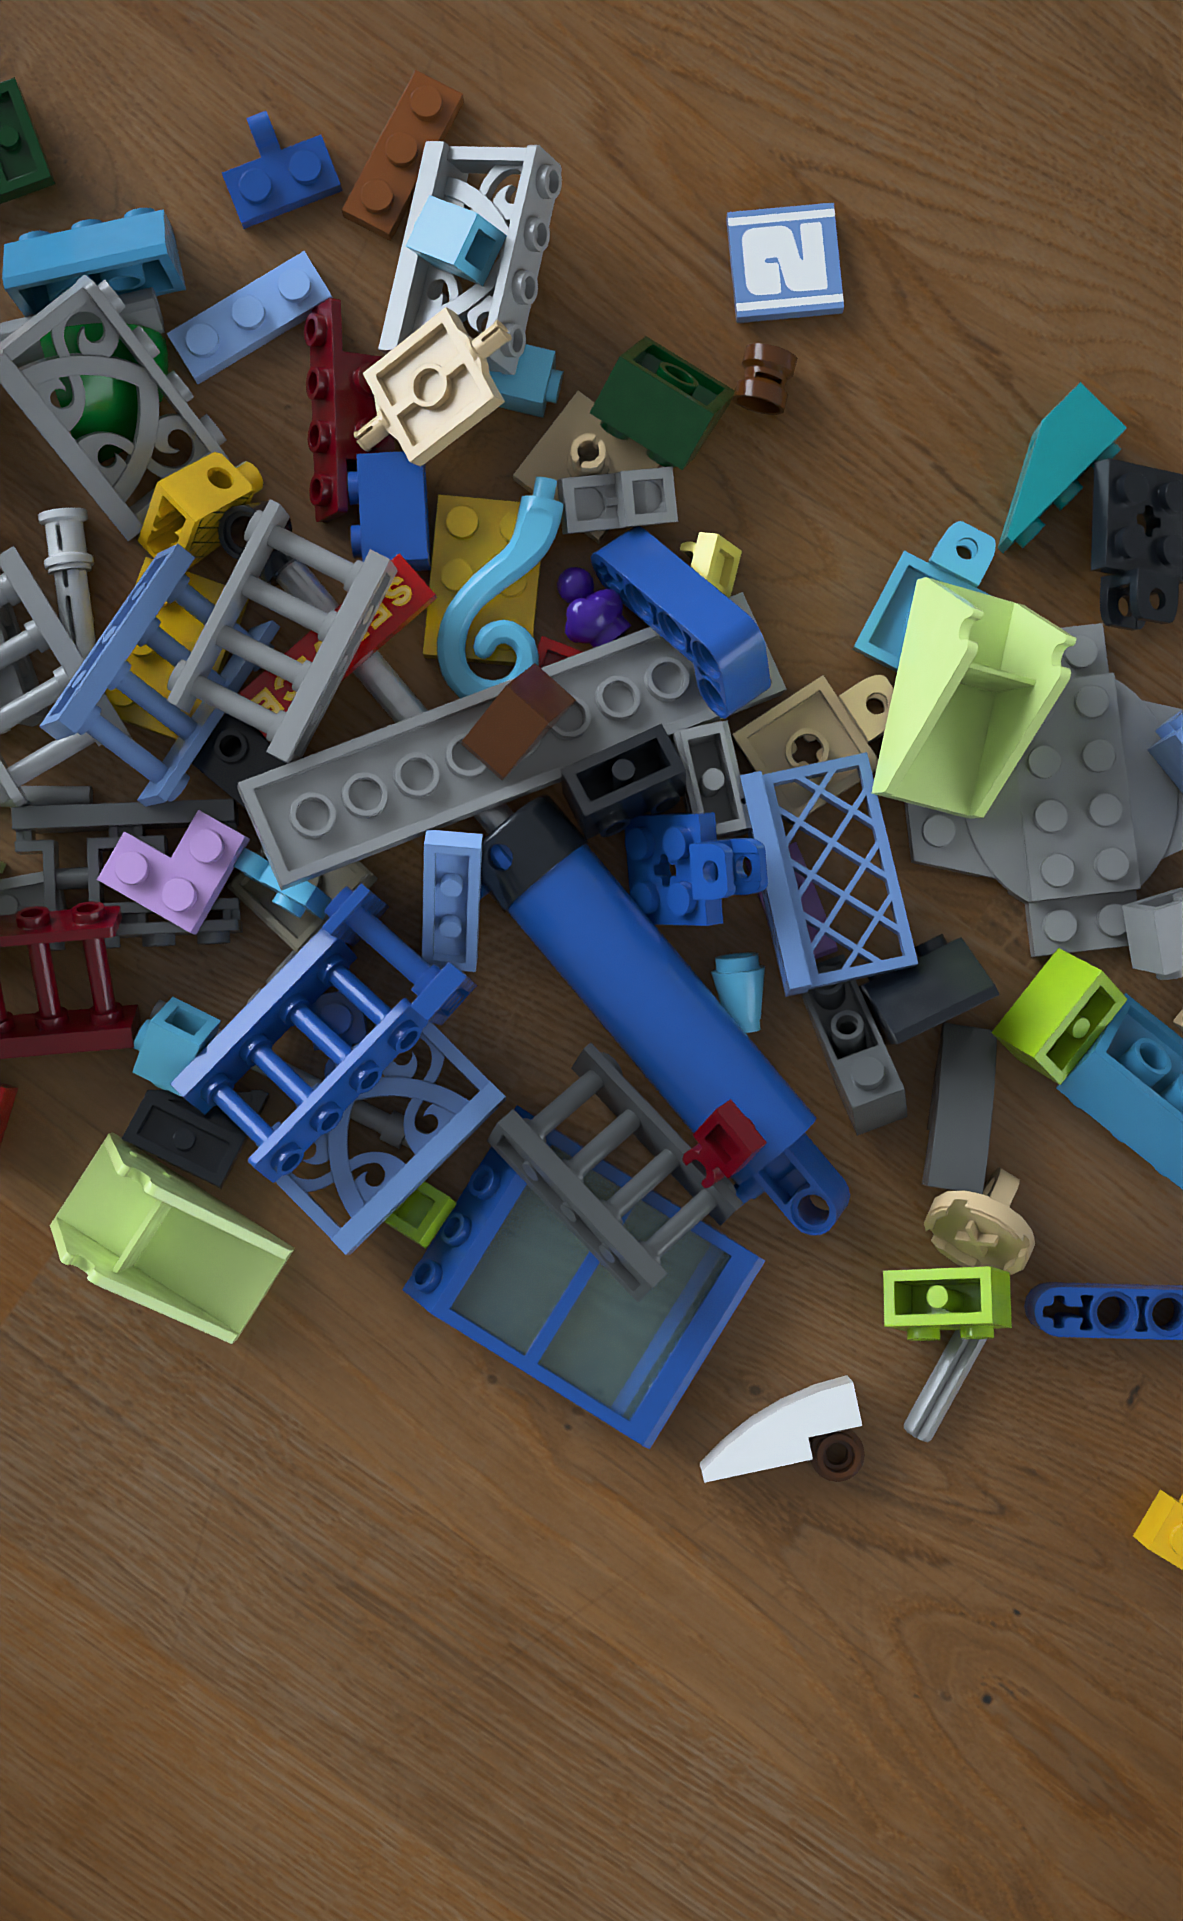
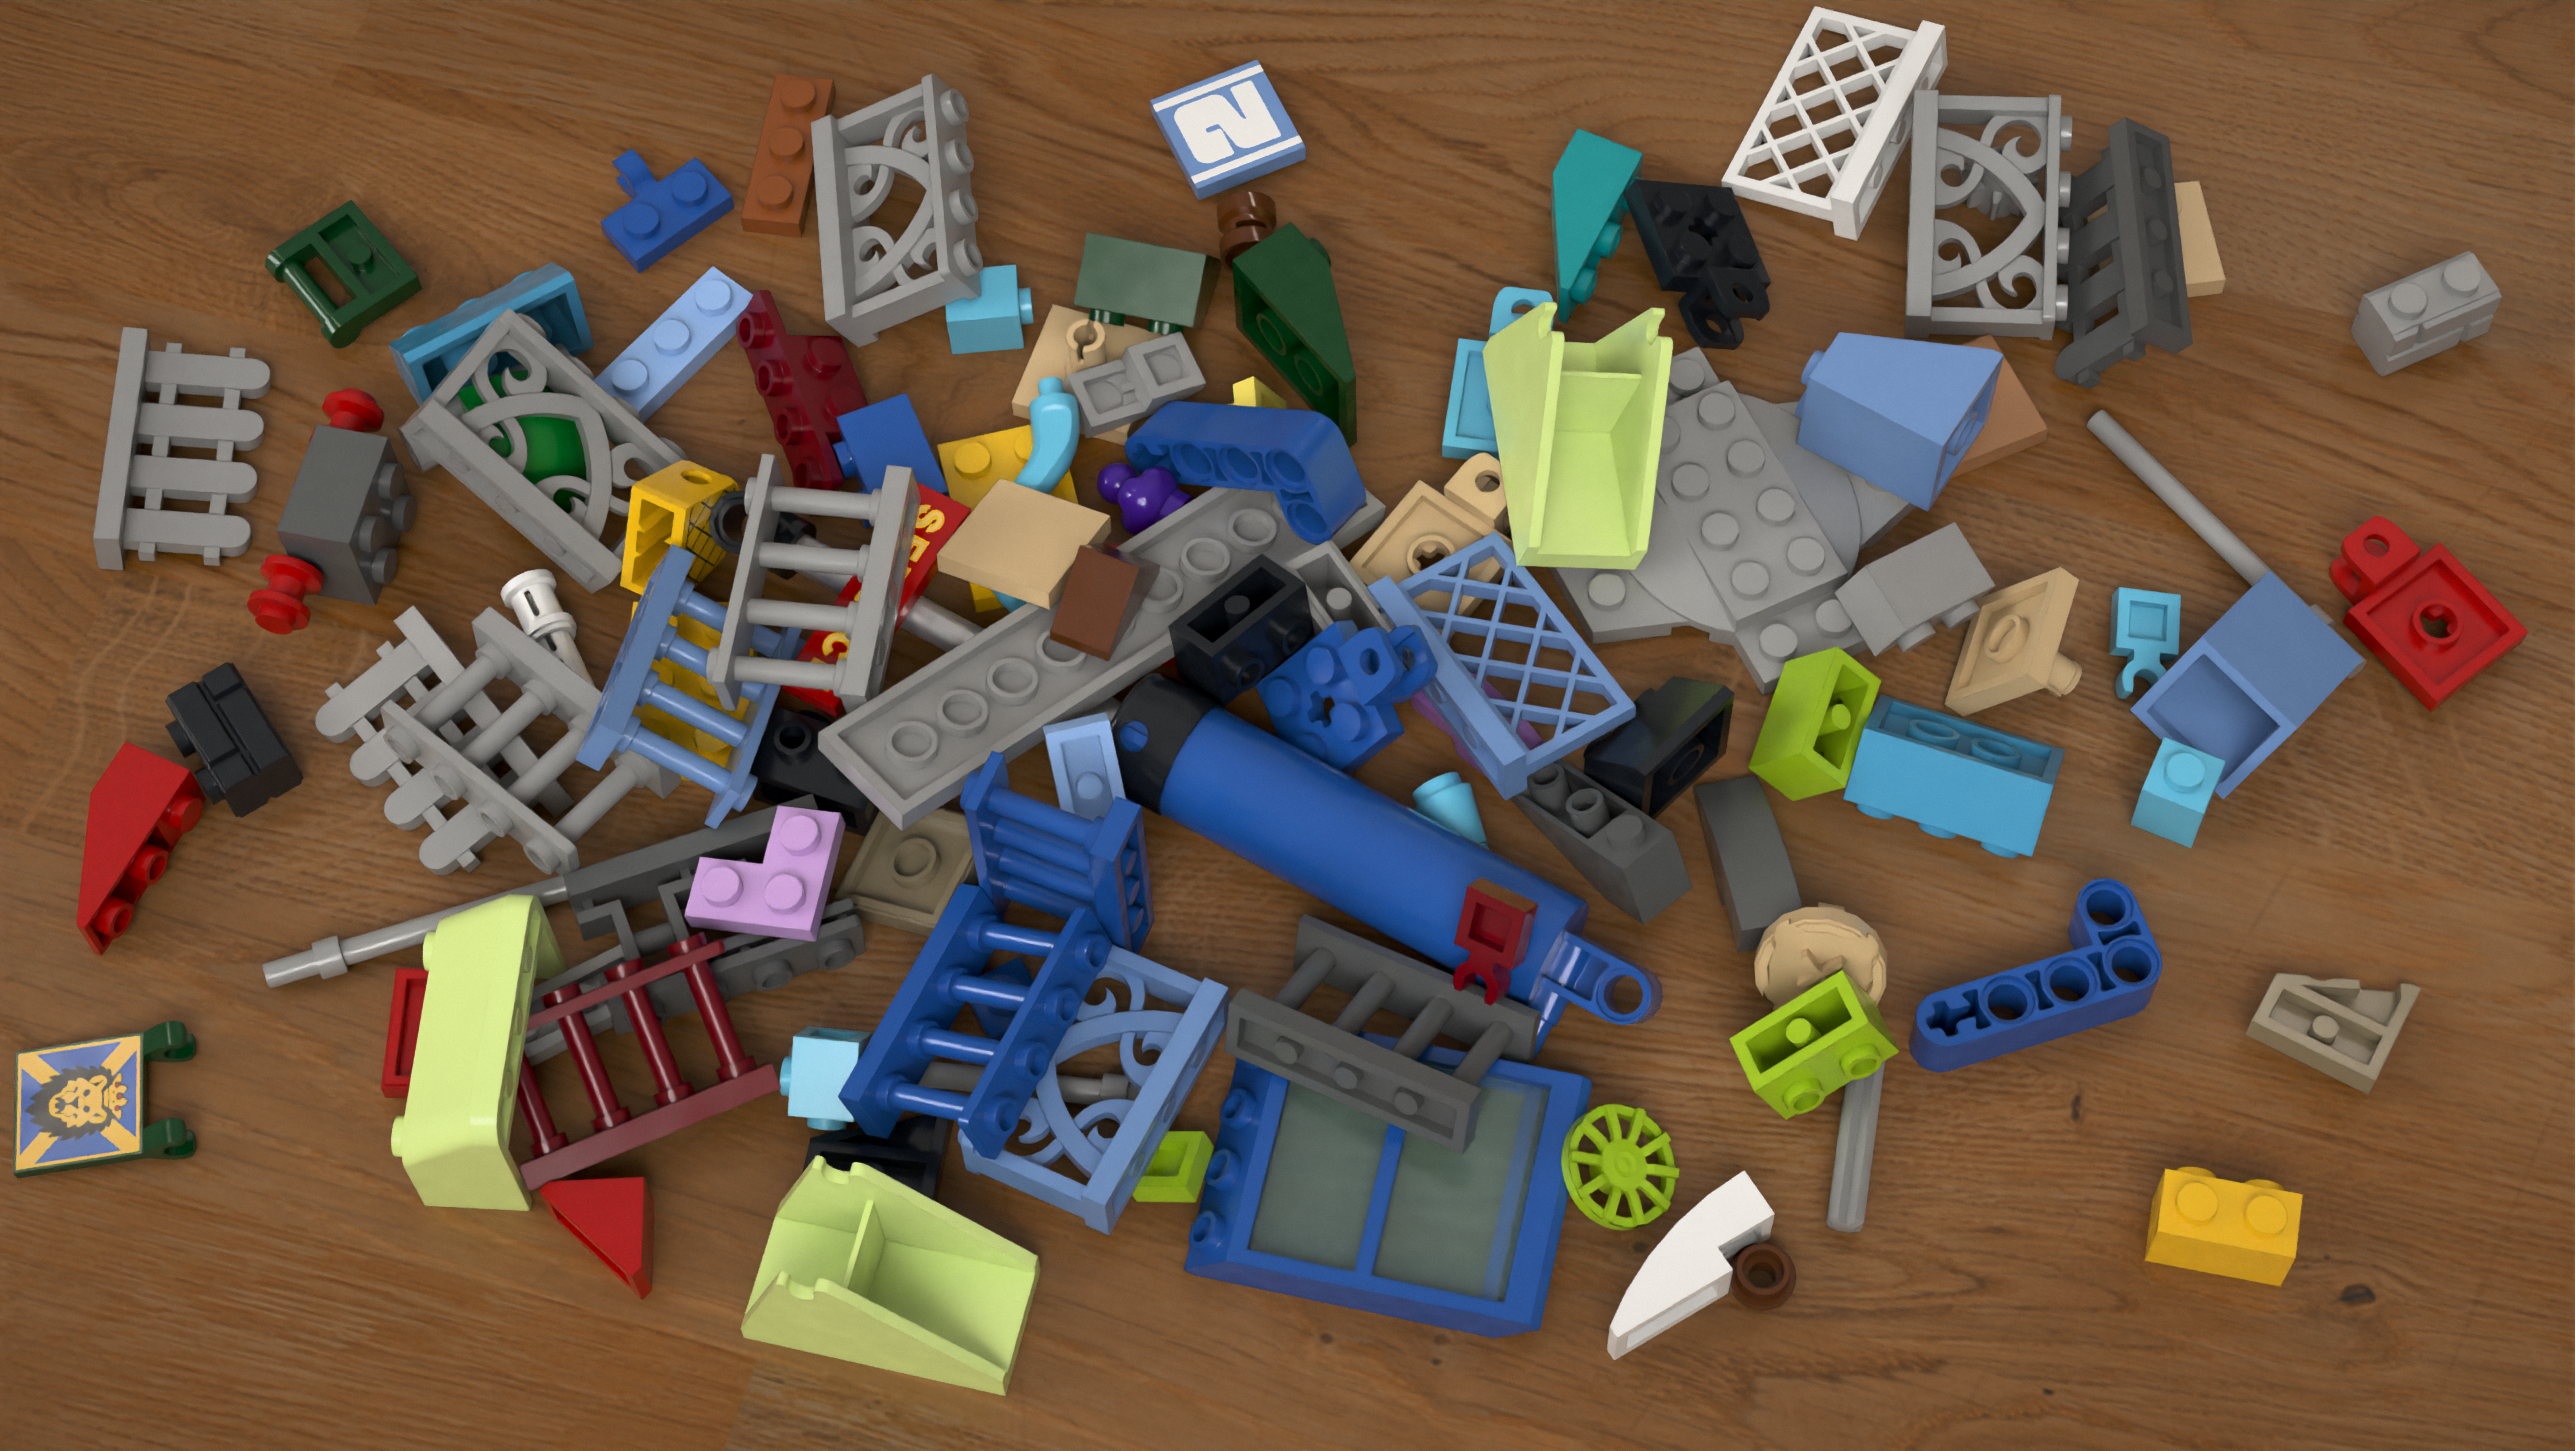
camera: 15 degrees left, 25 degrees down
(293, 899) = (910, 856): medium azure plate -> none
(433, 387) = (899, 321): tan plate -> none
(456, 240) = (876, 186): medium azure brick -> none
(470, 641) = (1022, 542): none -> tan tile
(760, 1334) = (1619, 1166): none -> lime wheel
(774, 480) = (1295, 322): none -> dark green slope

